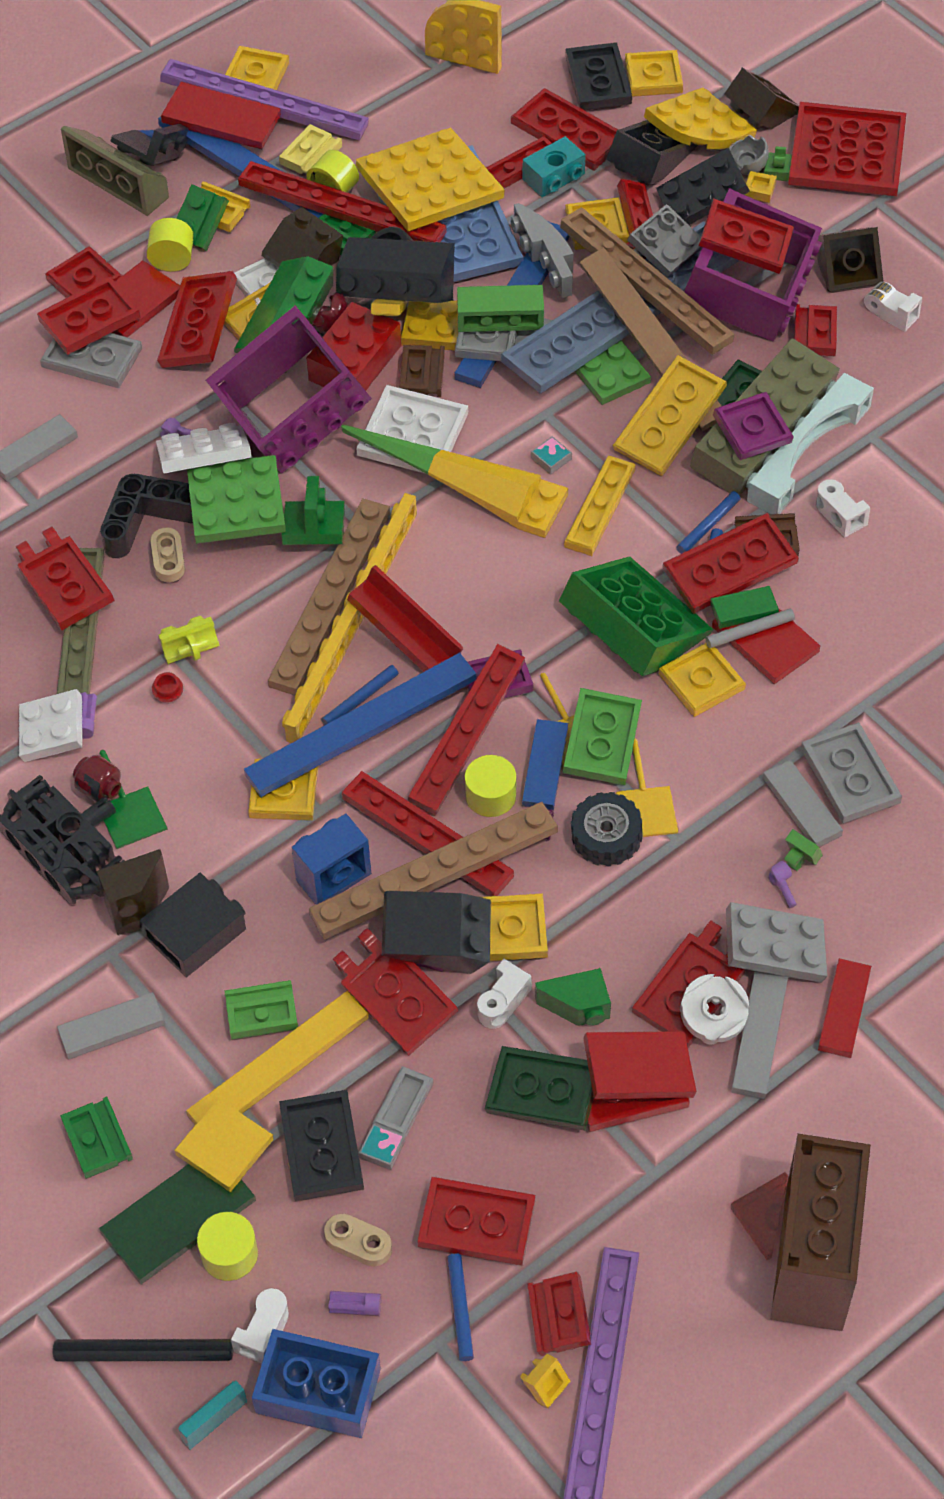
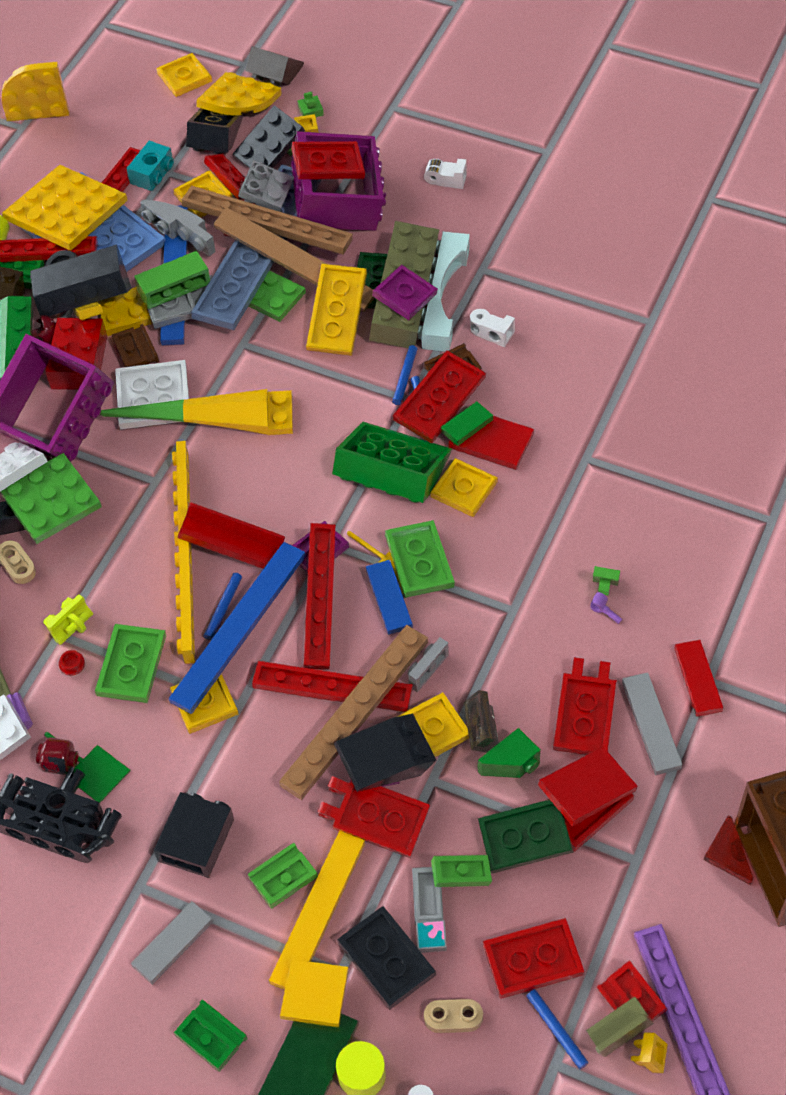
camera: 25 degrees left, 0 degrees up
(133, 889) = (135, 831): dark brown slope -> none
(227, 714) = (130, 663): none -> bright green plate
(314, 519) = (116, 488): green bracket -> none
(329, 597) = (158, 543): medium nougat plate -> none
(331, 859) = (275, 736): blue brick -> none
(355, 1303) = (479, 1065): medium lavender piece -> none
(451, 1092) = (461, 871): none -> bright green plate
(490, 785) = (359, 629): neon yellow piece -> none
(505, 996) = (456, 787): white leg -> none
(525, 1336) = (619, 1027): none -> olive panel
(545, 856) = (432, 659): none -> light grey plate
(551, 455) = (264, 371): tile -> none
(556, 118) = (133, 131): red tile -> none
(565, 945) = (480, 722): none -> clear smoke panel
(598, 76) = (146, 90): black plate -> none
(599, 505) = (320, 394): yellow tile -> none
(606, 812) = (453, 613): black wheel -> none
(653, 803) = (478, 598): yellow piece -> none
(717, 990) = (610, 734): white plate -> none
(750, 154) = (289, 103): light grey hair -> none
(750, 628) = (479, 437): light grey bar -> none
(776, 942) = (627, 652): light grey plate -> none
(802, 803) = (585, 545): light grey tile -> none
(817, 328) = (403, 208): red plate -> none
(847, 149) = (352, 78): red plate -> none
(850, 258) = (401, 151): dark brown slope -> none
(851, 772) = (607, 509): light grey plate -> none

